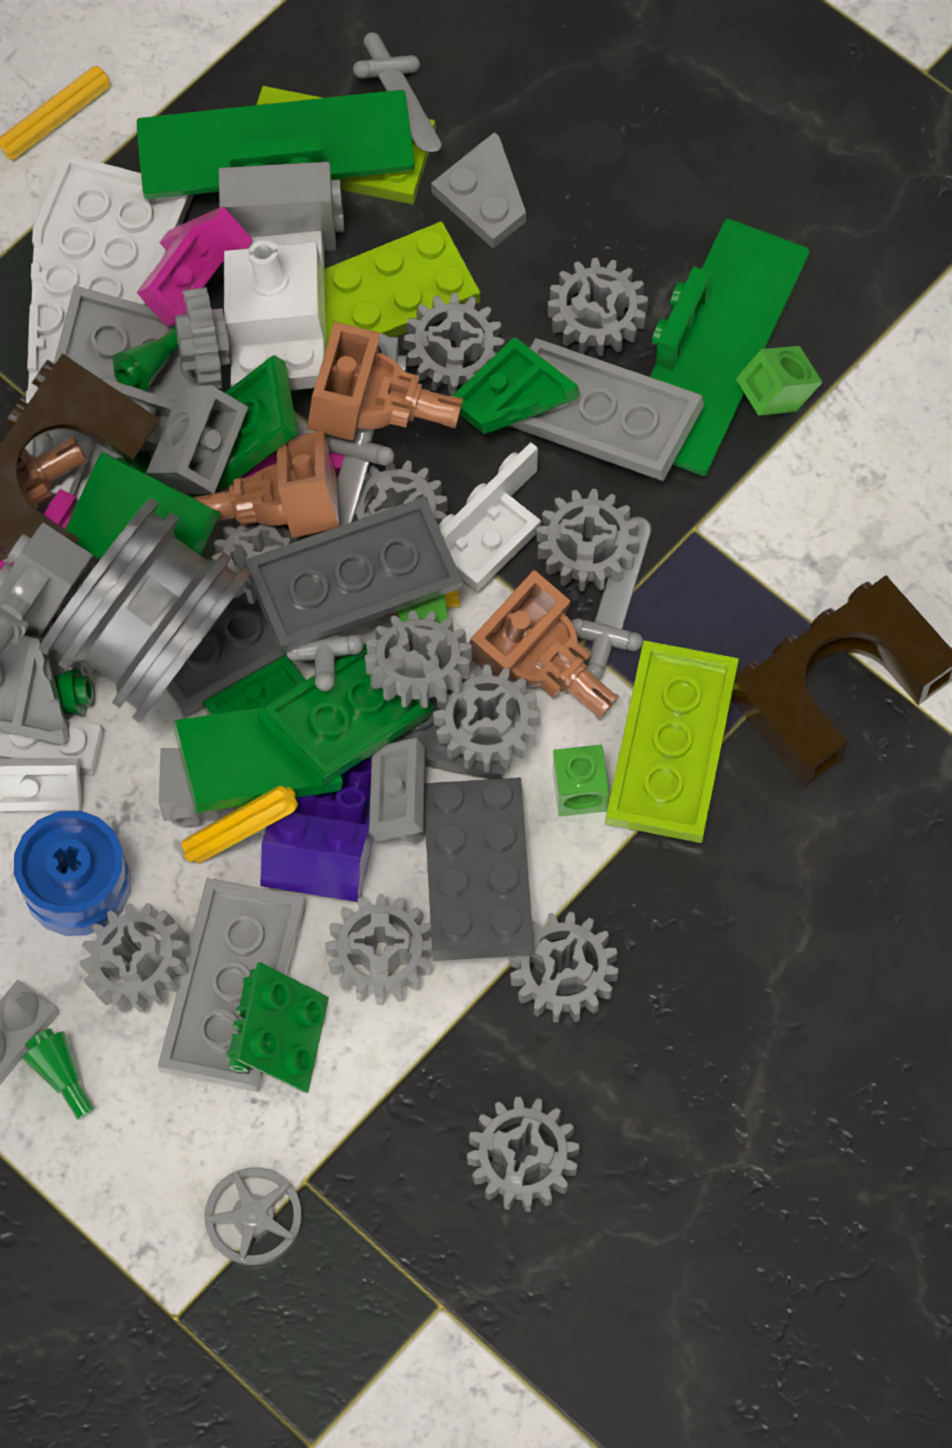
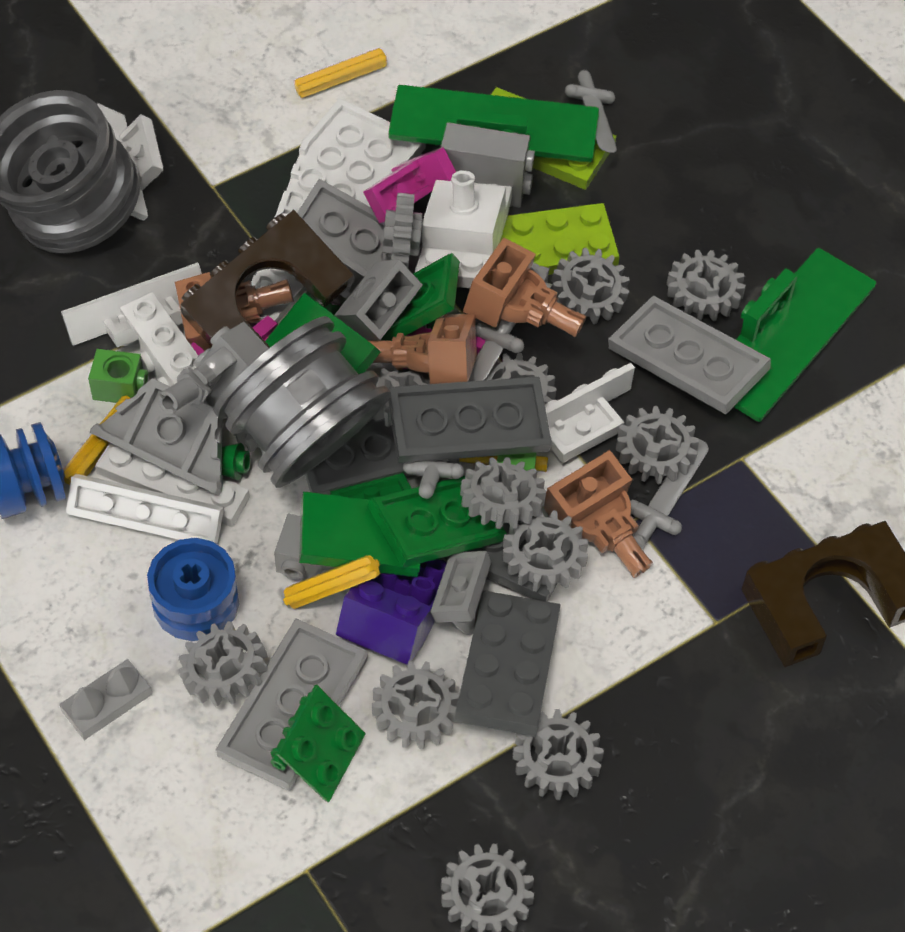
camera: 10 degrees right, 10 degrees down
(53, 1061) = (135, 725): green cone -> none
(142, 363) = (354, 241): green cone -> none
(253, 1216) = (257, 886): light grey wheel -> none
(483, 192) = (639, 192): light grey wing -> none
(513, 388) = (627, 323): green wing -> none
(580, 780) = (607, 616): bright green brick -> none
(672, 741) = (686, 607): lime plate -> none
(778, 380) = (832, 364): bright green brick -> none

